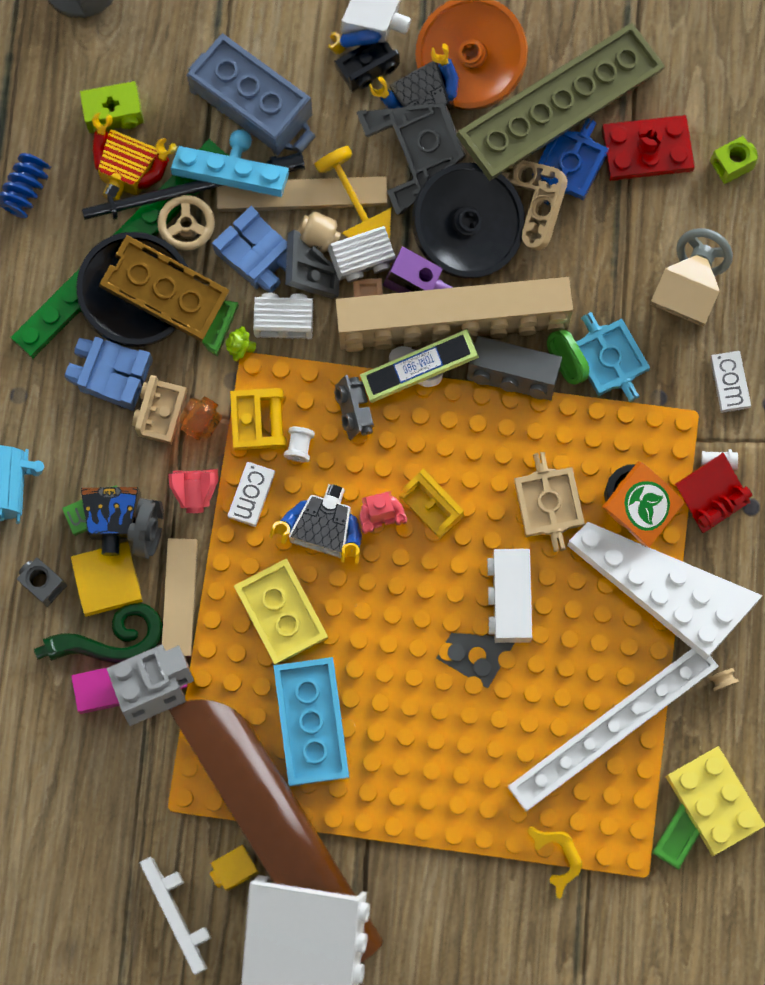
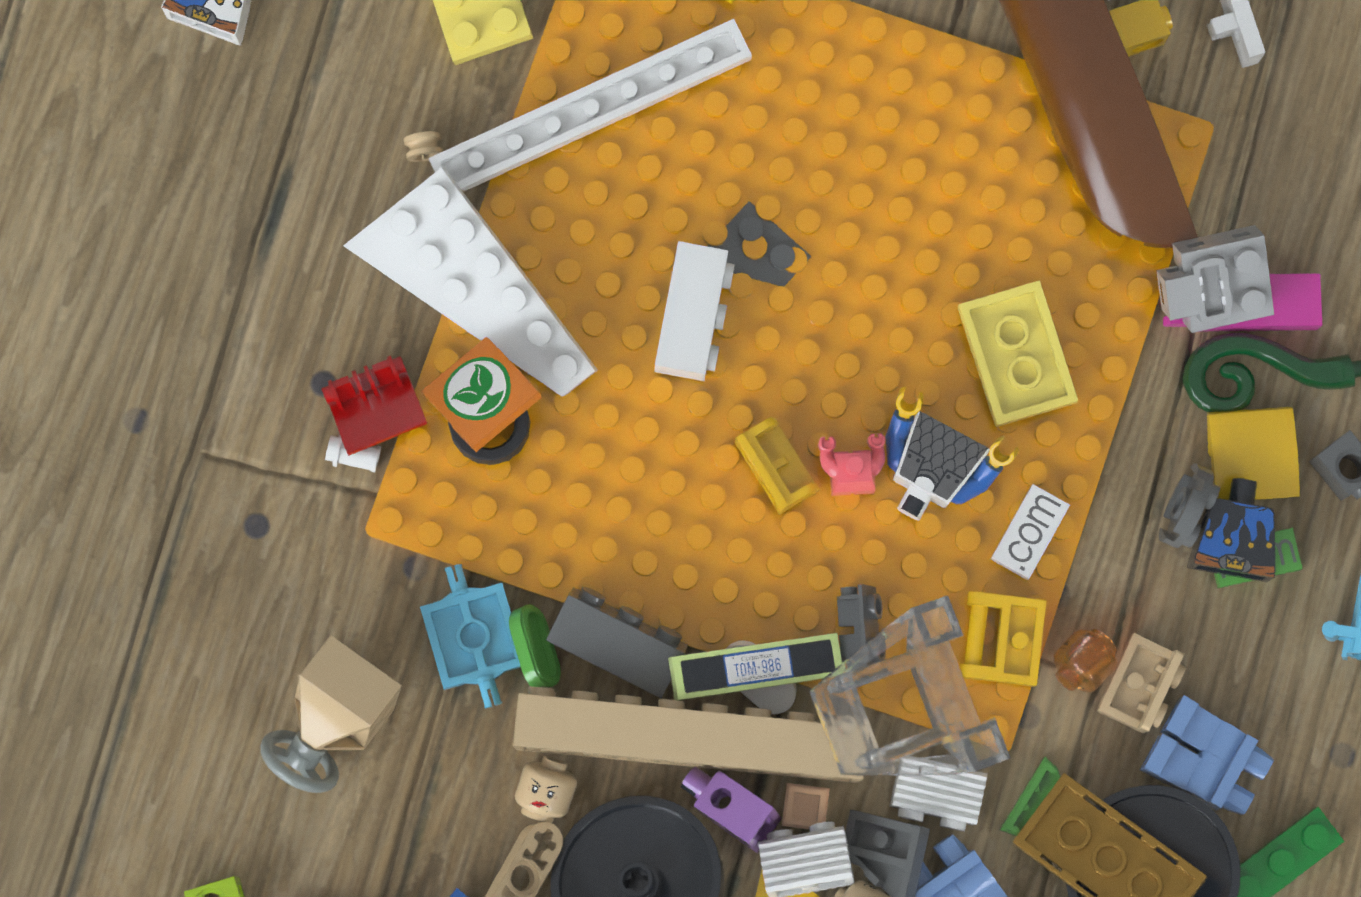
camera: 175 degrees left, 5 degrees up
(180, 594) = (1153, 410): tan tile -> none
(193, 488) = (1111, 558): coral brick -> none
(239, 343) = (1015, 767): lime plant -> none
(279, 356) = (942, 690): none -> clear windscreen
(299, 444) = (953, 583): white bush -> none
(311, 722) = (1001, 195): medium azure plate -> none
(540, 264) = (545, 789): none -> tan head
(549, 502) = (610, 434): tan plate -> none
(730, 381) = (307, 568): white tile -> none

